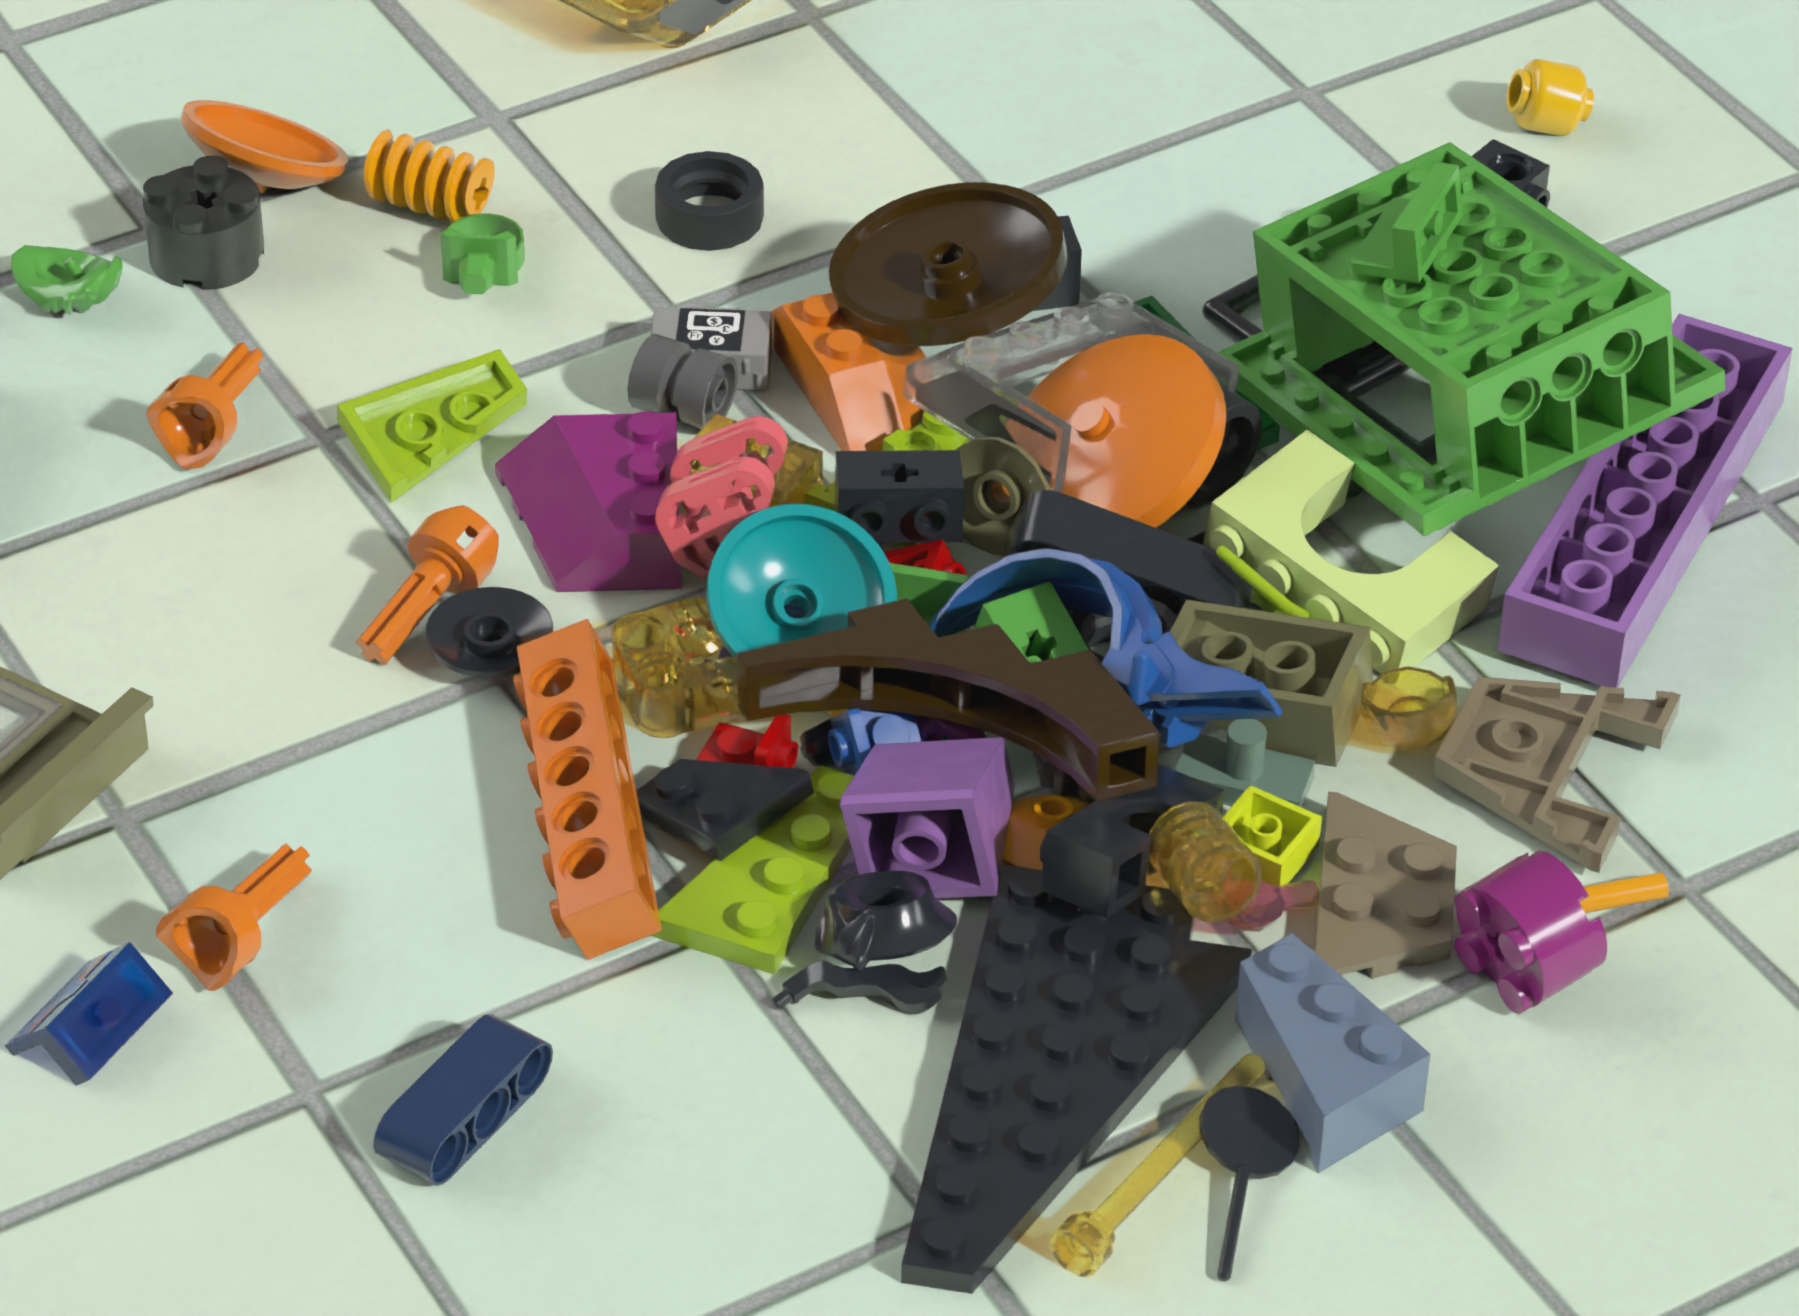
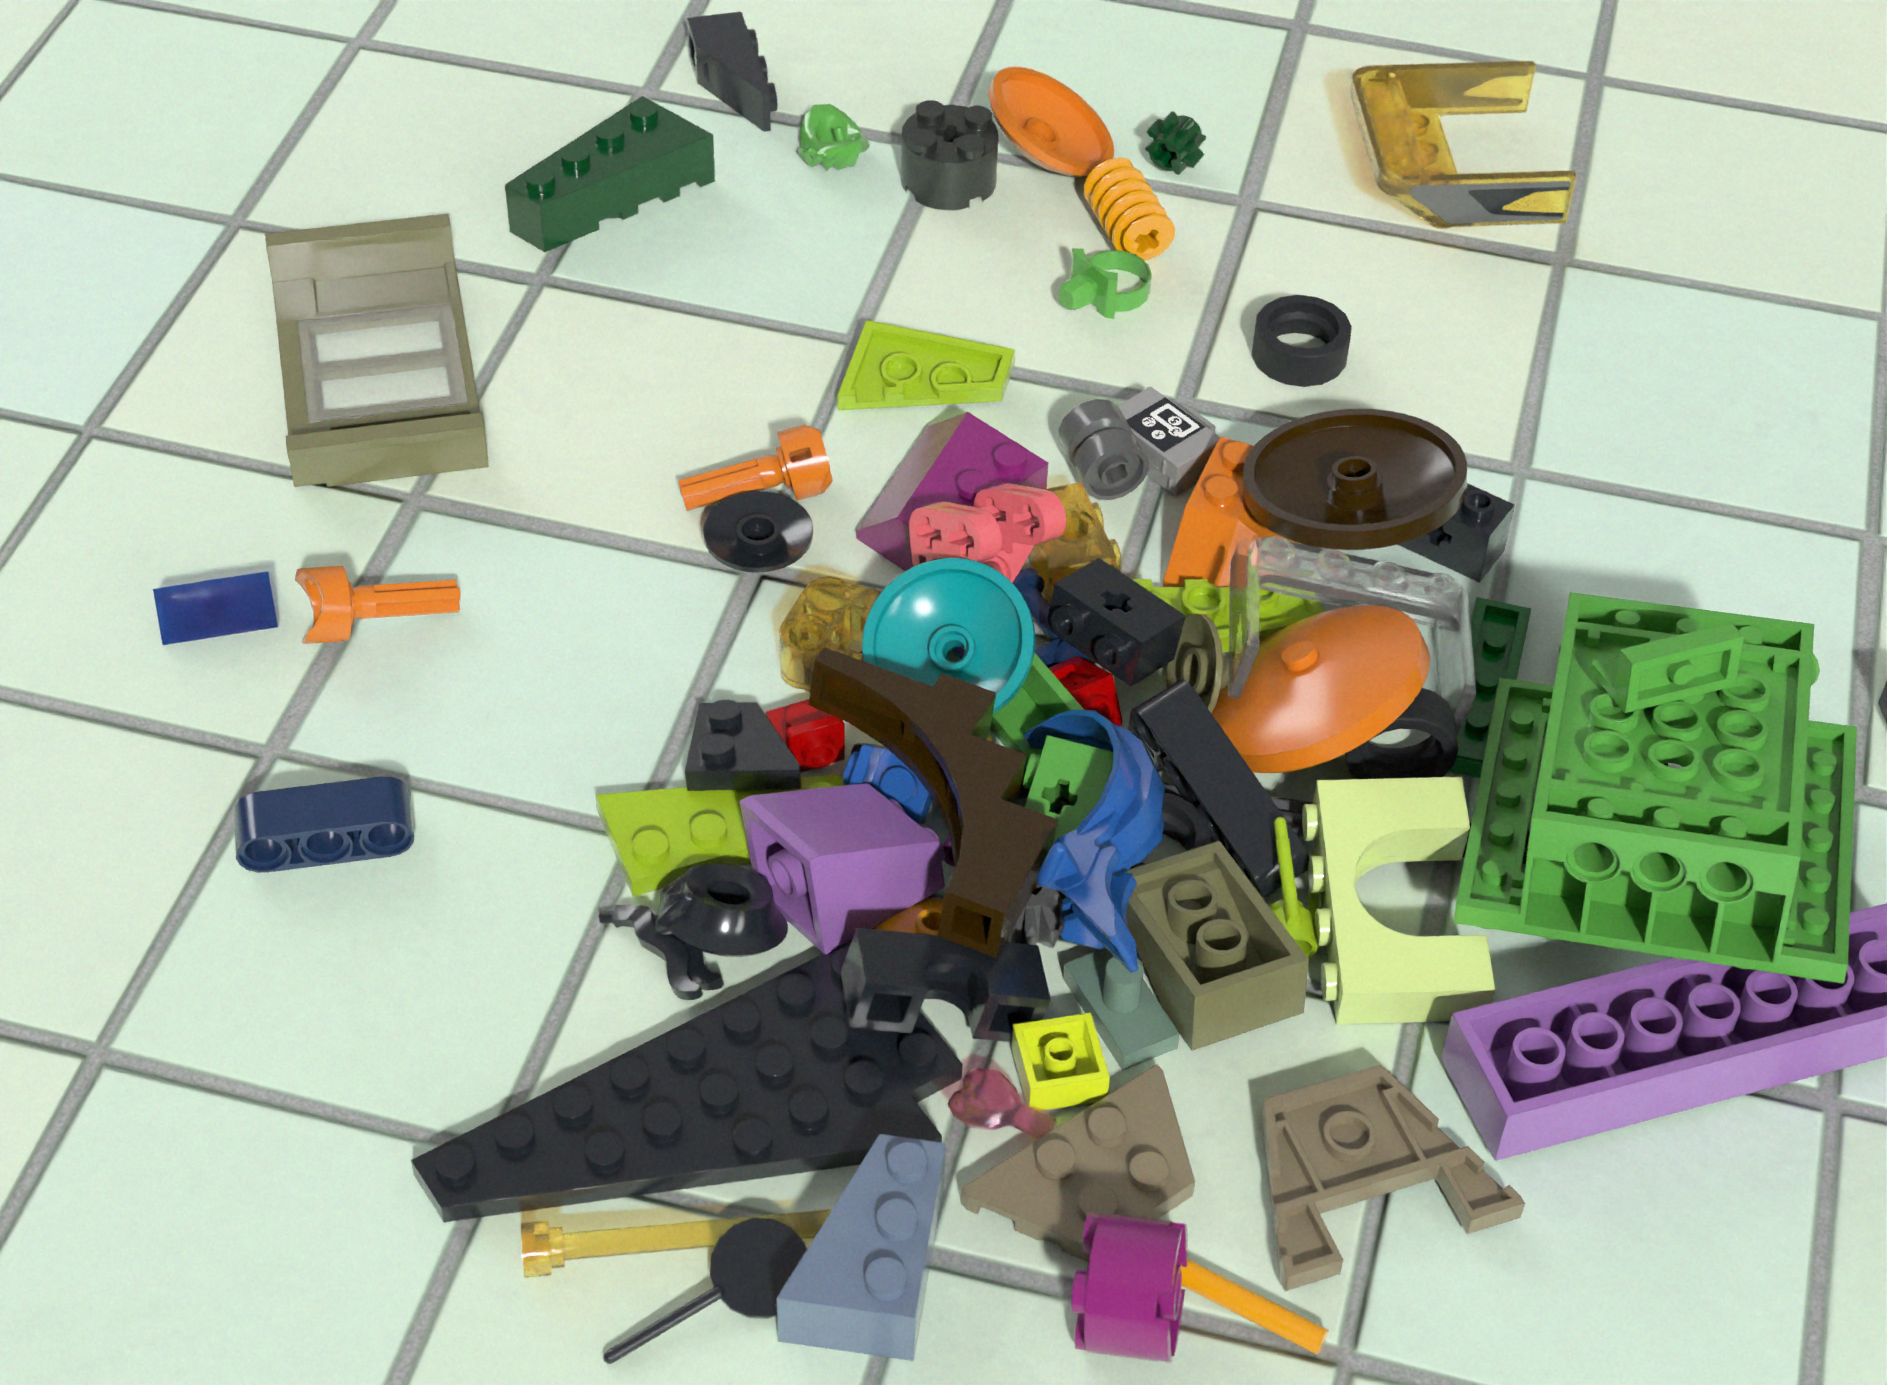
camera: 45 degrees right, 5 degrees up
(197, 413) = (777, 271): orange piece -> none
(386, 98) = (1175, 143): none -> dark green gear
(586, 791) = (661, 679): orange brick -> none
(1204, 862) = (963, 1041): clear yellow wheel -> none
(1409, 707) = (1297, 1046): clear yellow hair -> none

